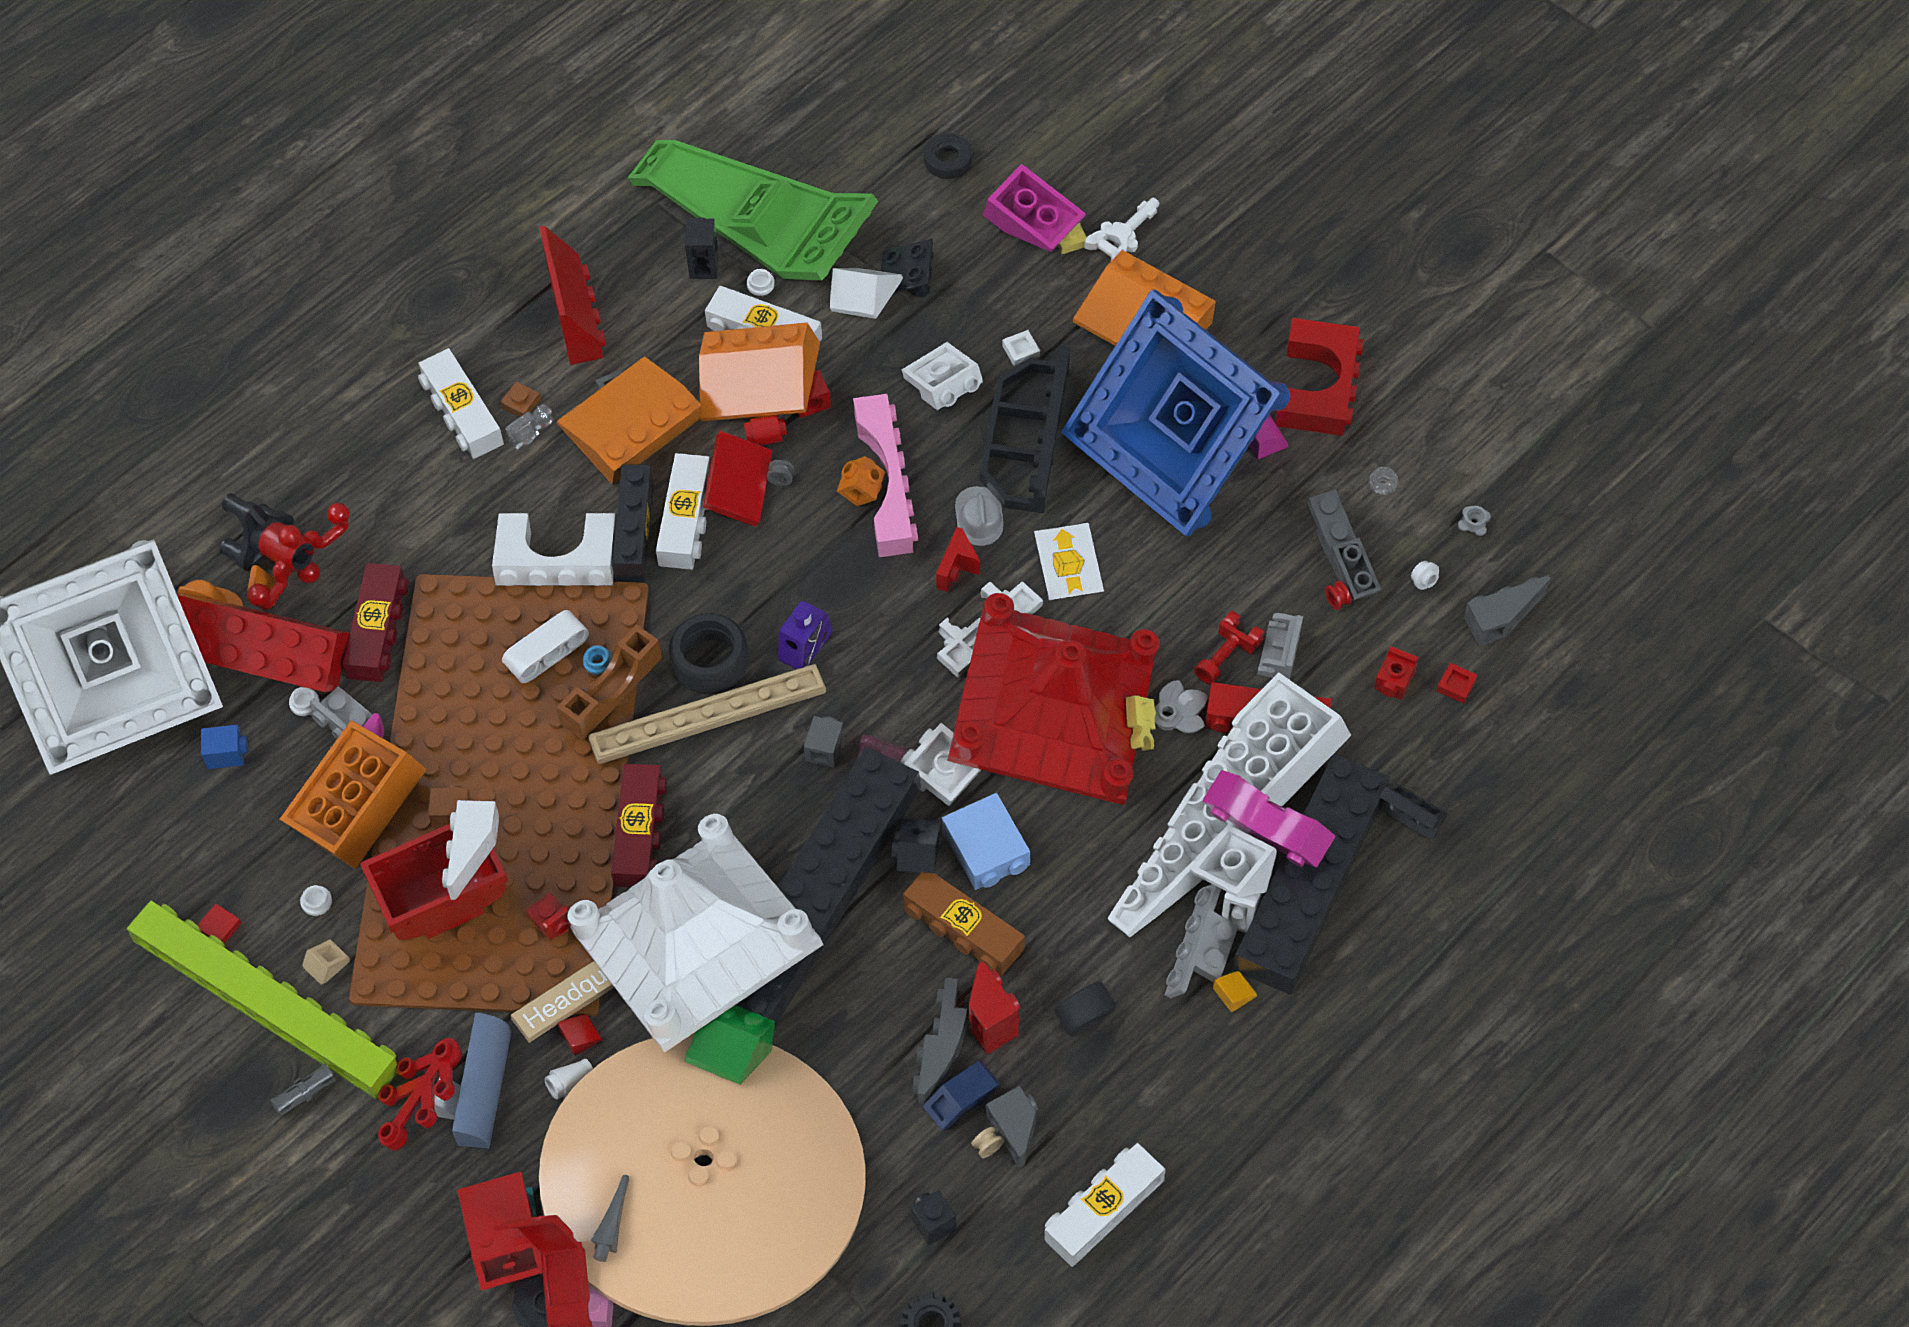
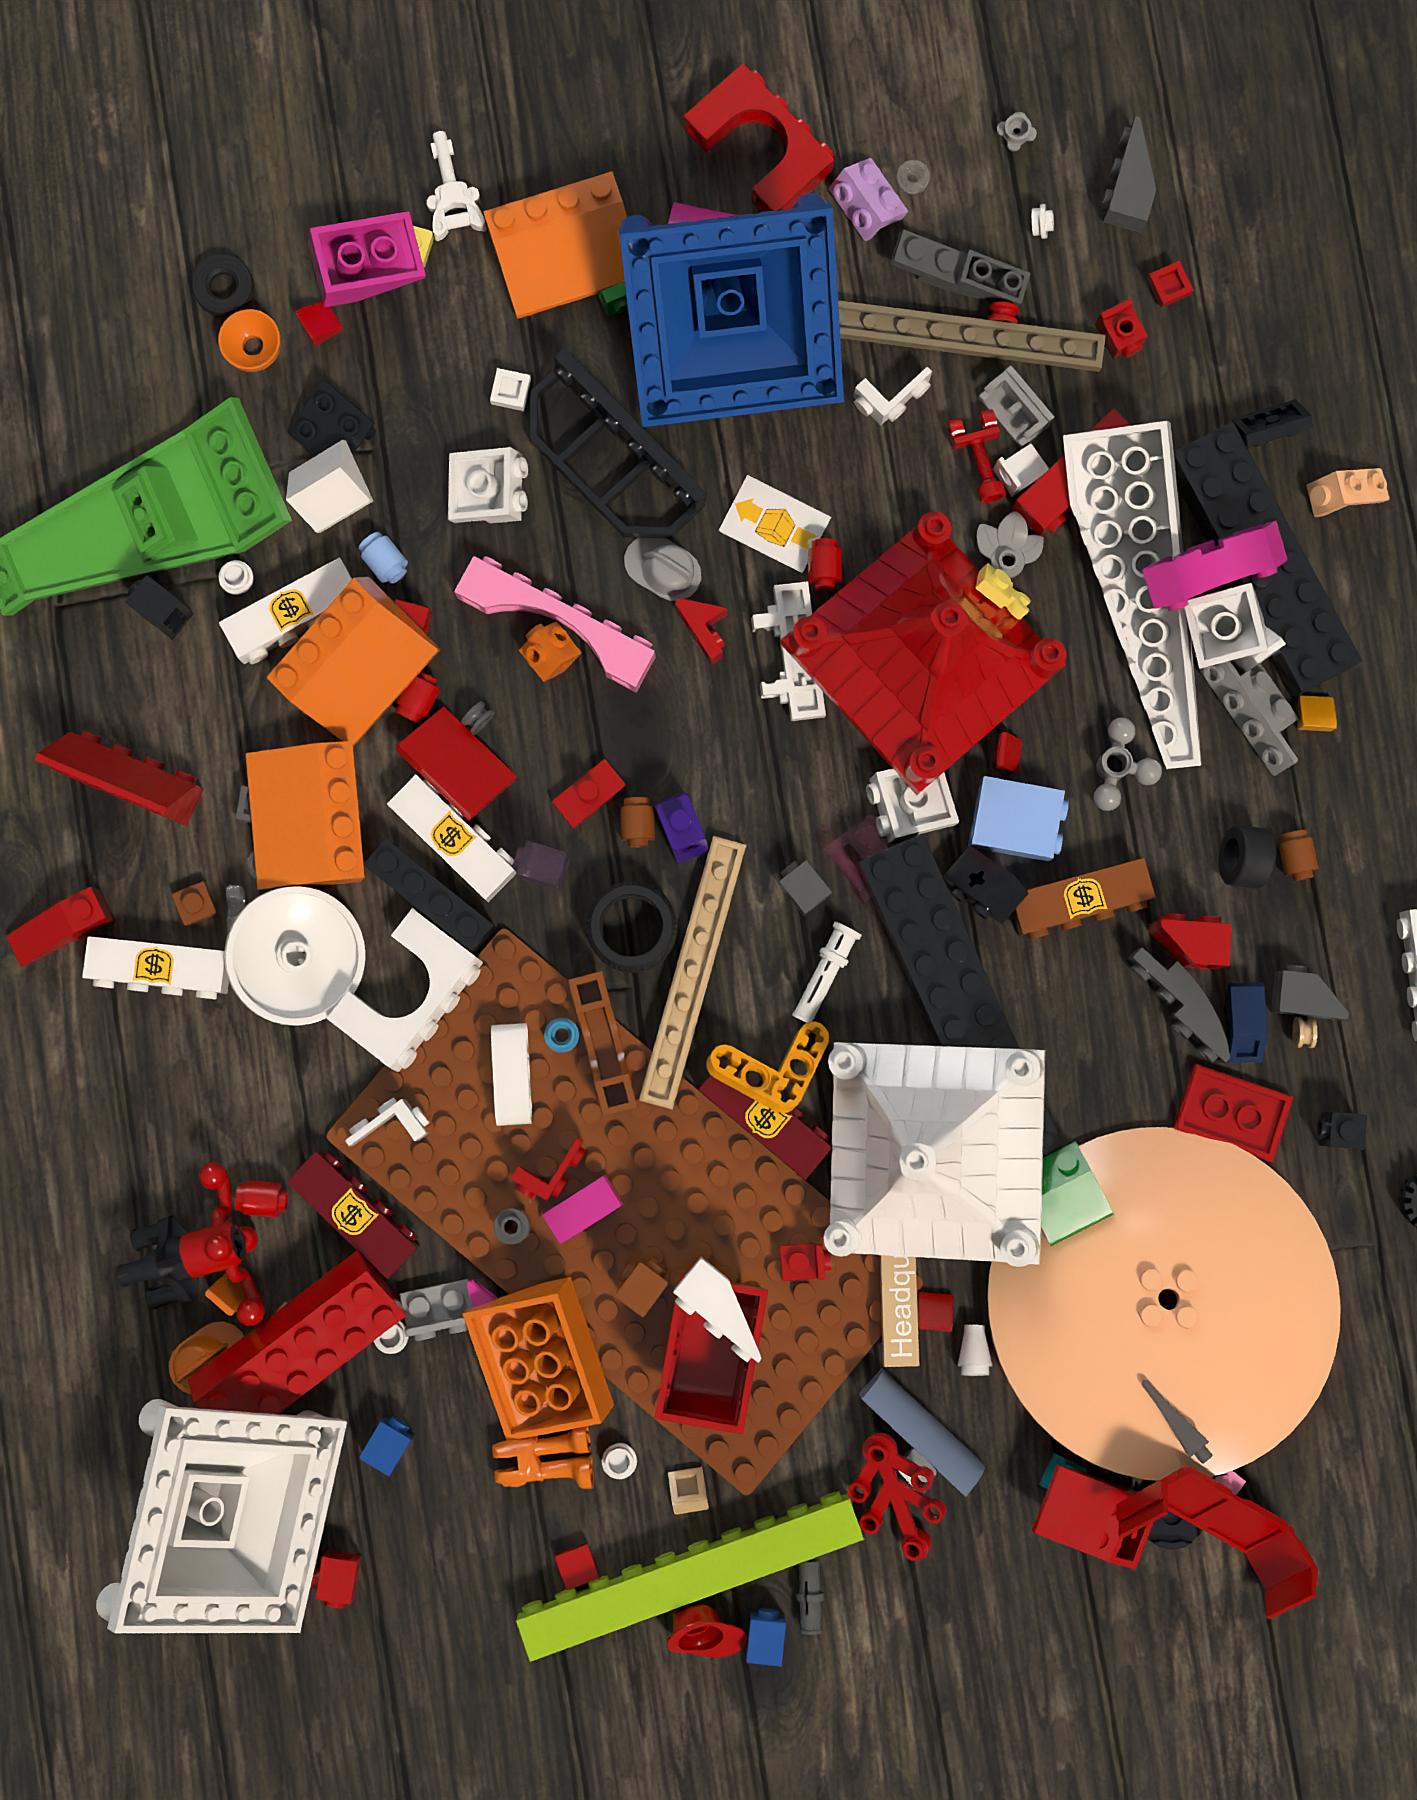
camera: 60 degrees left, 25 degrees up
(104, 778) = (337, 1578): none -> red brick
(224, 1034) = (702, 1633): none -> red piece
(250, 1078) = (765, 1637): none -> blue brick
(272, 845) = (532, 1469): none -> orange piece
(344, 562) = (261, 1198): none -> red brick
(437, 712) = (519, 1216): none -> dark grey brick
(439, 332) = (60, 925): none -> red slope
(463, 592) = (412, 1119): none -> white bracket
(482, 750) = (582, 1209): none -> dark pink slope
(495, 720) = (530, 1184): none -> red bracket
(528, 468) = (294, 955): none -> white dish
(666, 804) = (773, 1081): none -> light orange beam
(707, 569) = (541, 865): none -> clear purple brick
(782, 608) = (637, 821): none -> dark orange brick
(783, 572) = (589, 793): none -> red tile
(788, 793) = (833, 958): none -> white pin
(843, 351) = (383, 558): none -> light blue brick
(889, 1138) = (1233, 1111): none -> red tile
(923, 180) = (242, 327): none -> orange piece
(969, 219) = (319, 322): none -> red slope
(1029, 805) = (1007, 753): none -> red slope
(1065, 603) = (825, 564): none -> red brick
(1092, 902) = (1146, 771): none -> light grey piece
(1117, 1046) = (1298, 855): none -> dark orange brick
(1219, 572) = (872, 403): none -> white bracket
(1238, 675) = (1020, 469): none -> white bracket
(1298, 577) = (971, 336): none -> dark tan plate
(1343, 463) = (867, 198): none -> lavender bracket
(1419, 895) = (1346, 489): none -> light nougat bracket

